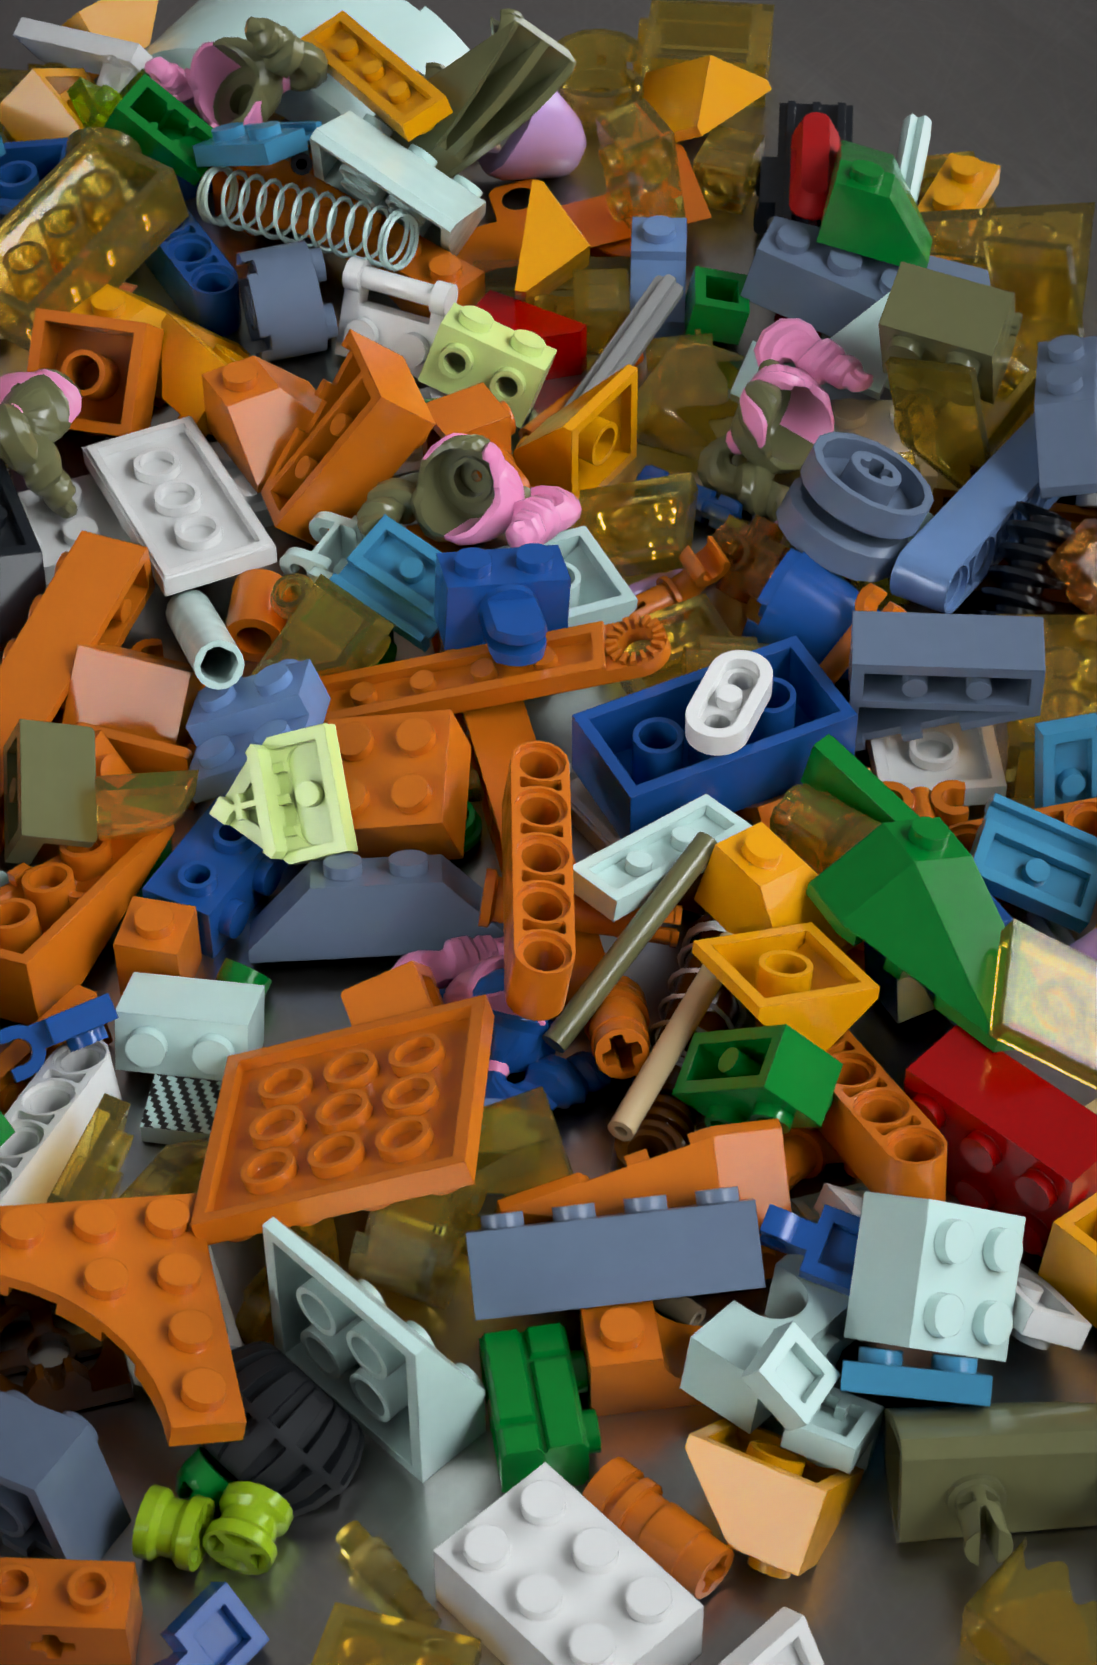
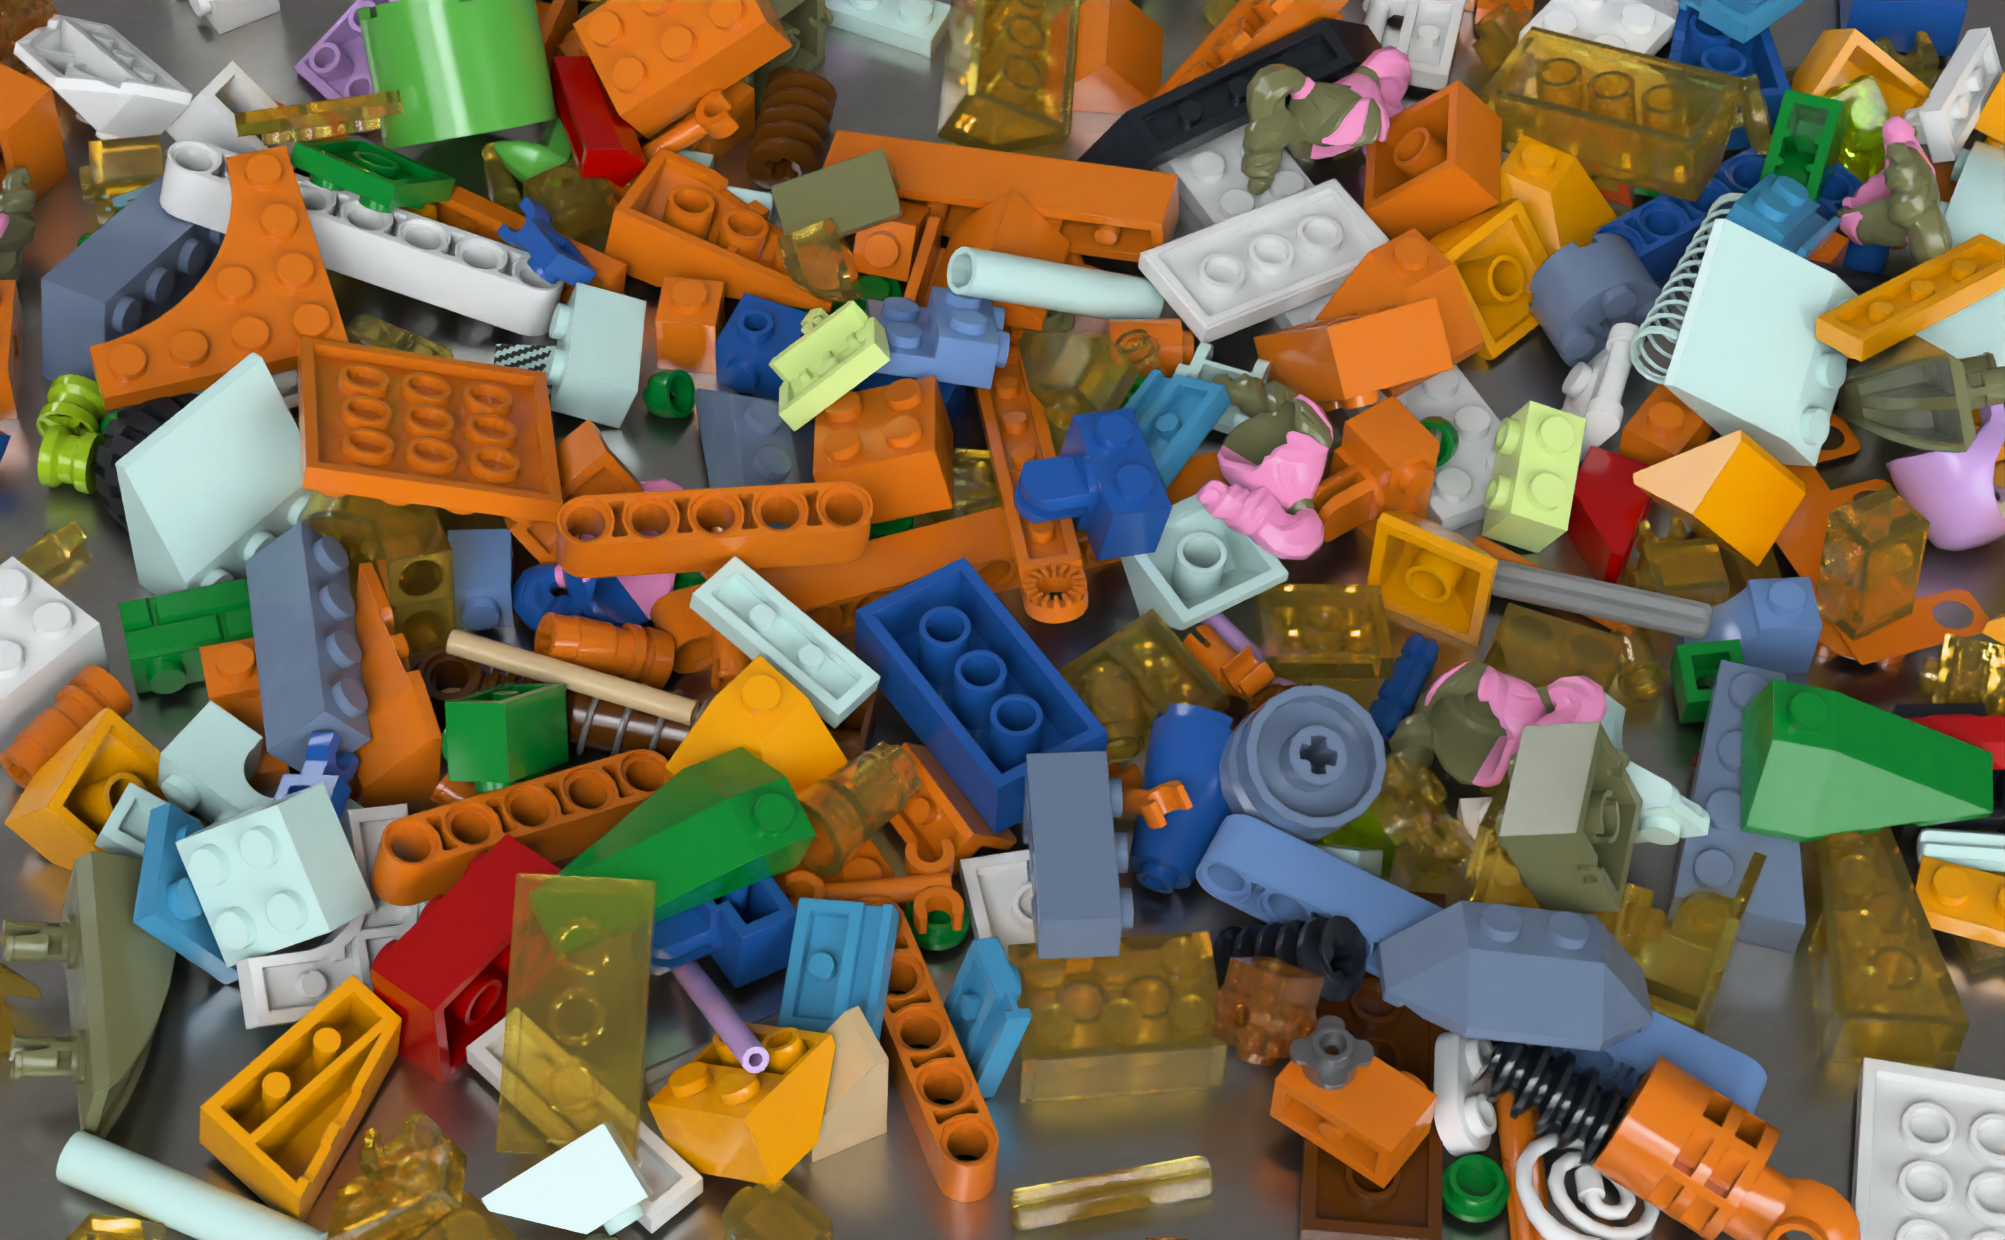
camera: 80 degrees right, 5 degrees up
(98, 1156) = (394, 290): clear yellow plate -> none
(630, 943) = (673, 627): olive bar -> none
(728, 702) = (976, 665): white plate -> none
(790, 1376) = (154, 764): light aqua plate -> none
(791, 979) = (602, 727): light orange slope -> none
(841, 774) = (905, 813): green tile -> none

